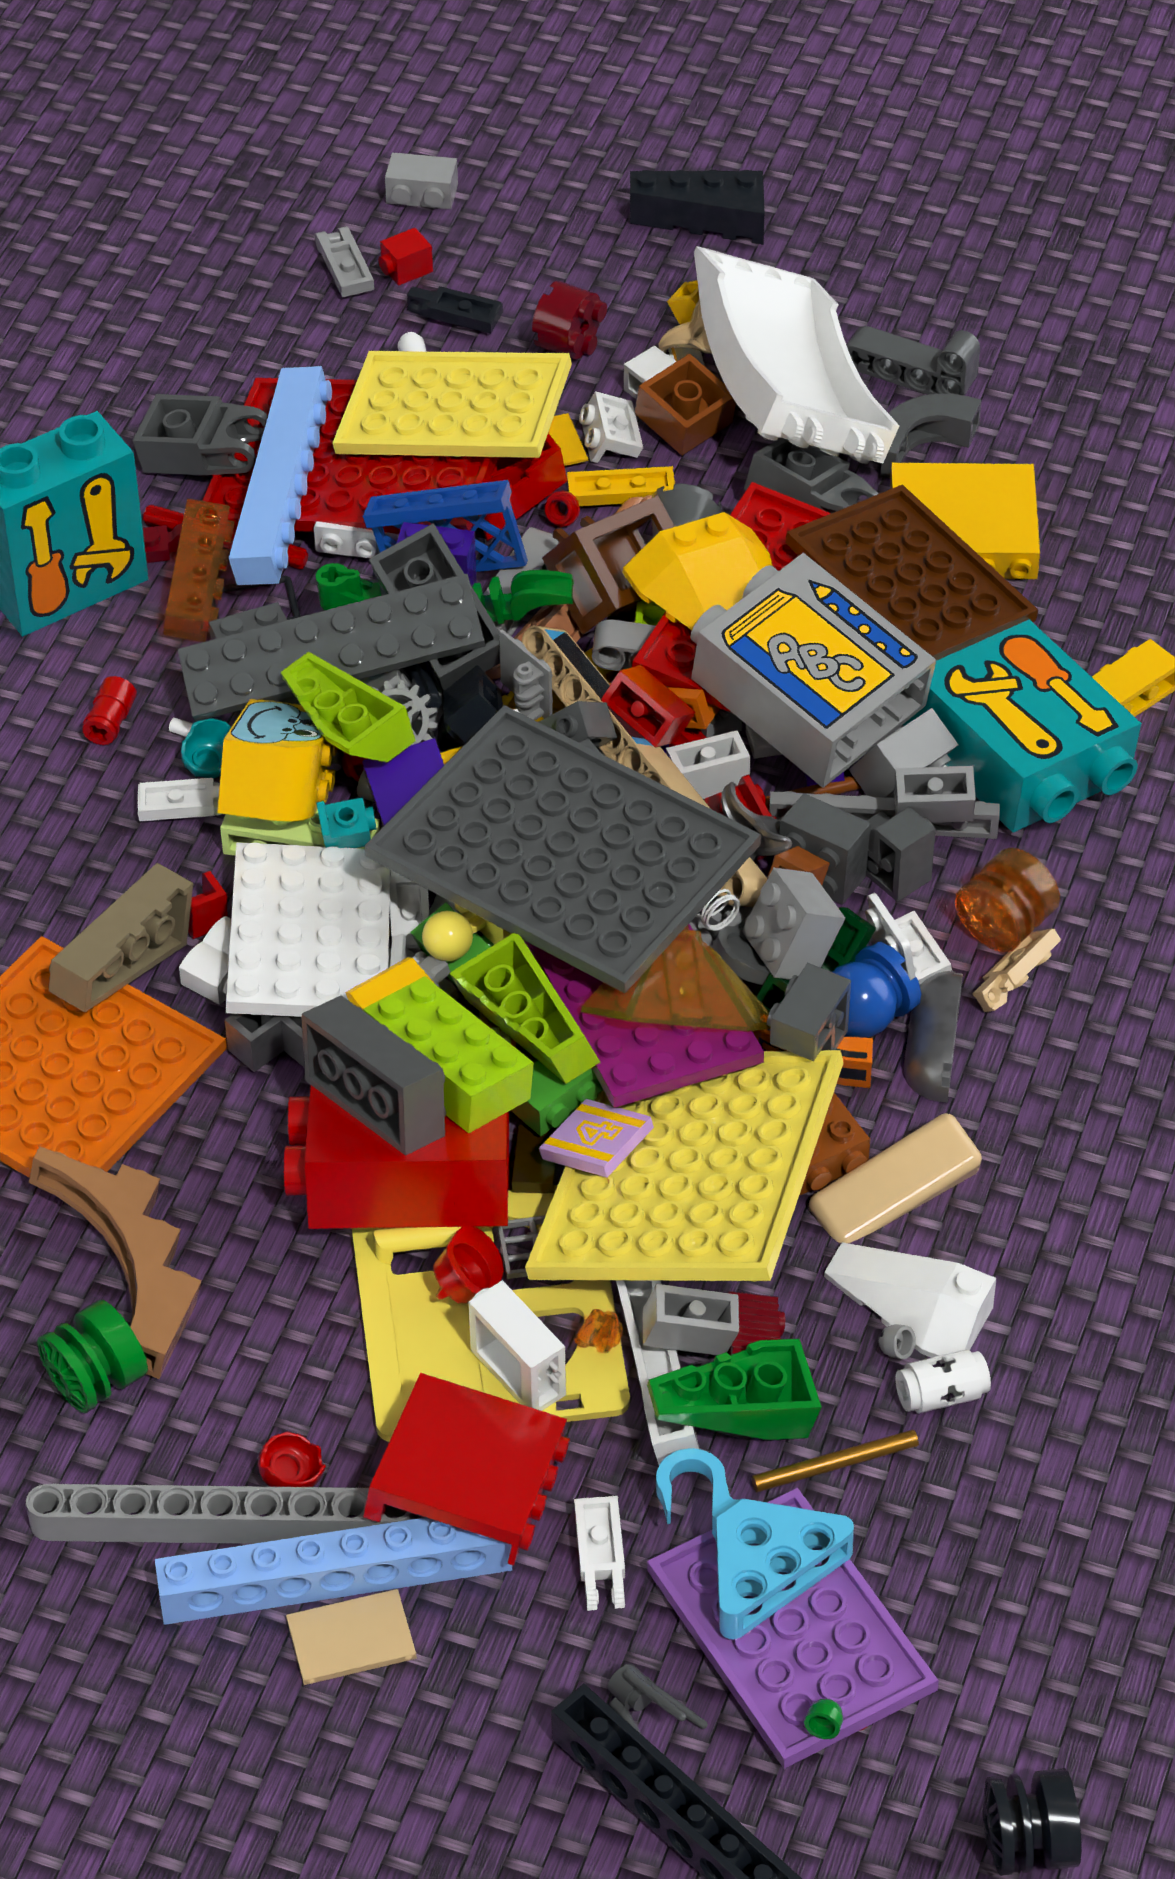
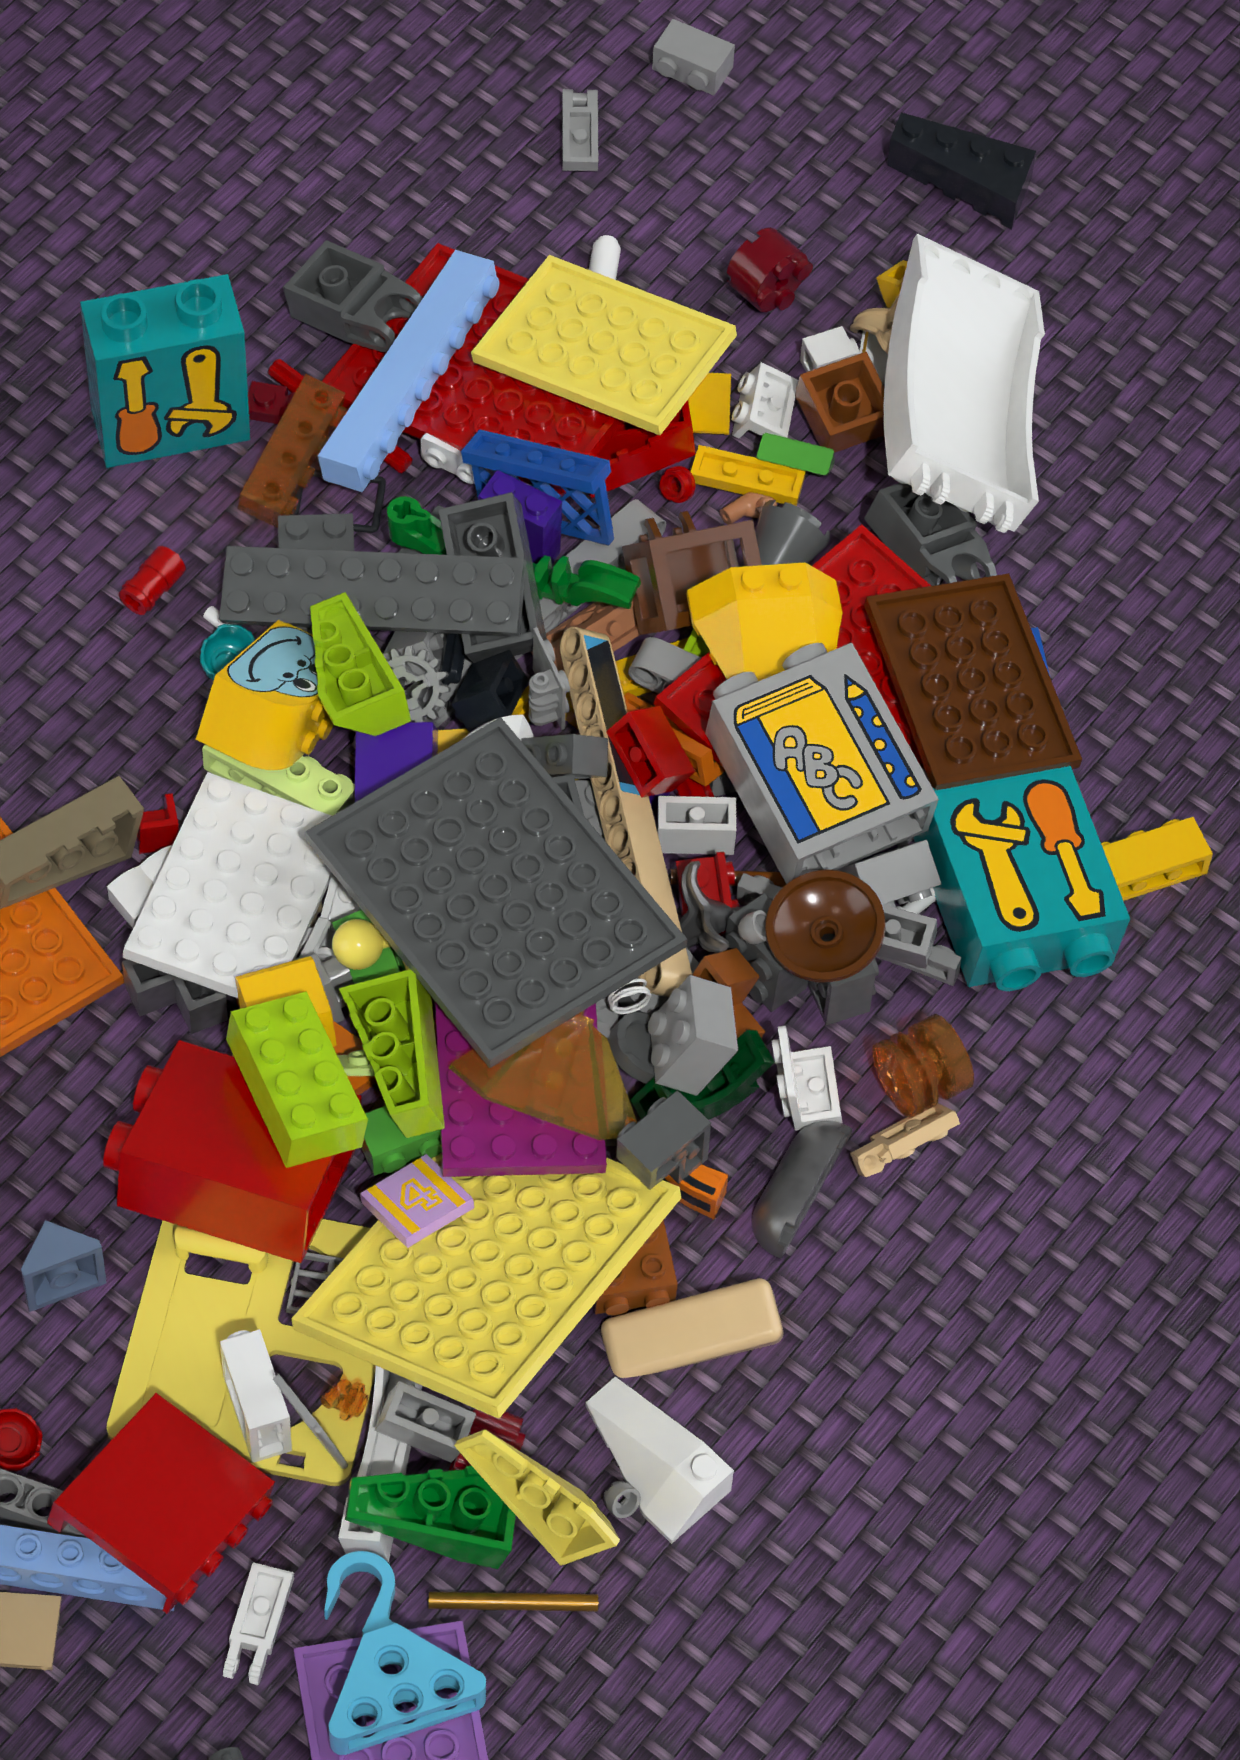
camera: 15 degrees right, 10 degrees up
(178, 799) = (173, 697): white hinge -> none
(280, 1294) = (61, 1266): none -> sand blue slope
(346, 823) = (320, 798): teal brick -> none
(374, 1075) = (216, 1082): dark grey brick -> none
(406, 256) = (641, 143): red brick -> none
(455, 307) = (668, 218): black hinge -> none
(467, 1265) = (251, 1292): red piece -> none
(530, 1171) = (348, 1209): dark brown tile -> none
(605, 1359) = (310, 1421): none -> light grey window
(658, 455) = (796, 454): none -> bright green slope
(811, 818) = (753, 927): none -> light grey hinge
(841, 1355) = (545, 1503): none -> light yellow wedge
(872, 781) = (822, 905): none -> reddish brown dish
(878, 990) = (746, 1124): blue tile -> none
(917, 364) = (1100, 423): dark grey beam -> none
(923, 1385) = (664, 1554): white piece -> none
(932, 419) = (1082, 490): dark grey arch -> none
(985, 506) = (1086, 615): yellow panel -> none

